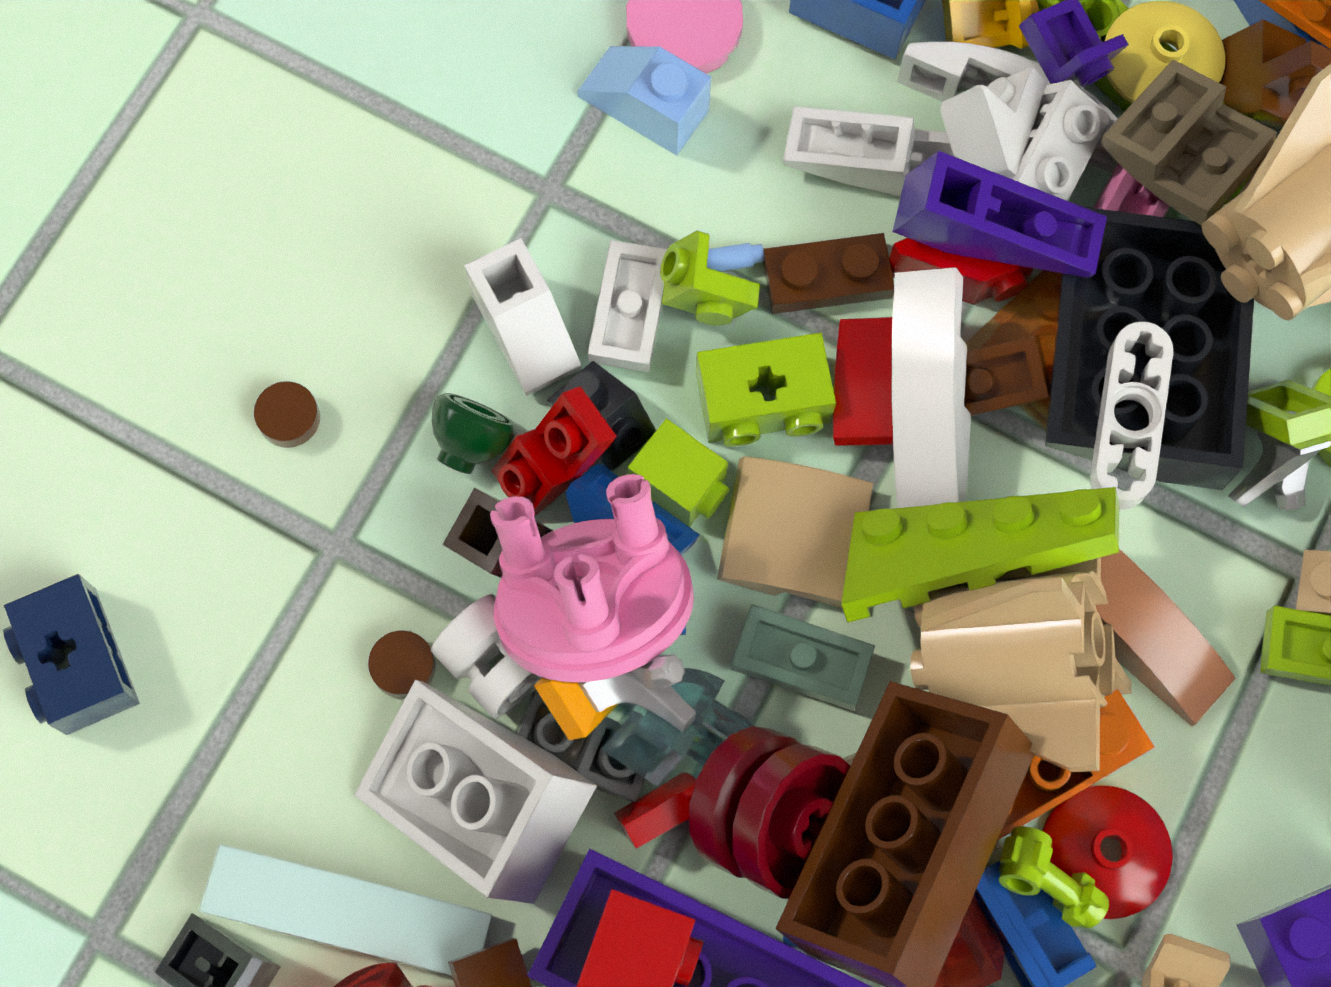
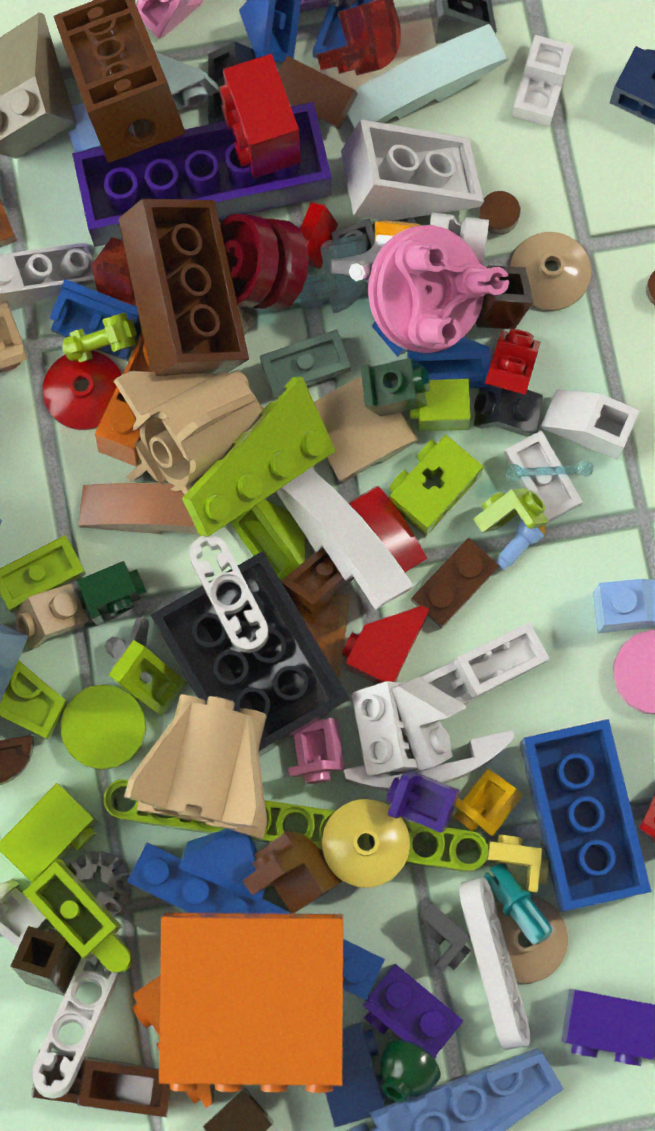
camera: 145 degrees right, 5 degrees up
(195, 796) = (542, 80): none -> white slope
(408, 576) = (559, 288): none -> tan dish
(469, 432) = (567, 347): dark green brick -> none
(662, 325) = (515, 472): none -> clear light blue hinge
(704, 520) = (406, 395): none -> dark green brick
(996, 218) = (379, 650): dark purple slope -> none
(1005, 458) = (275, 533): none -> lime slope
(1187, 142) = (311, 783): dark tan slope -> none
(1256, 559) = (111, 591): none -> dark green brick

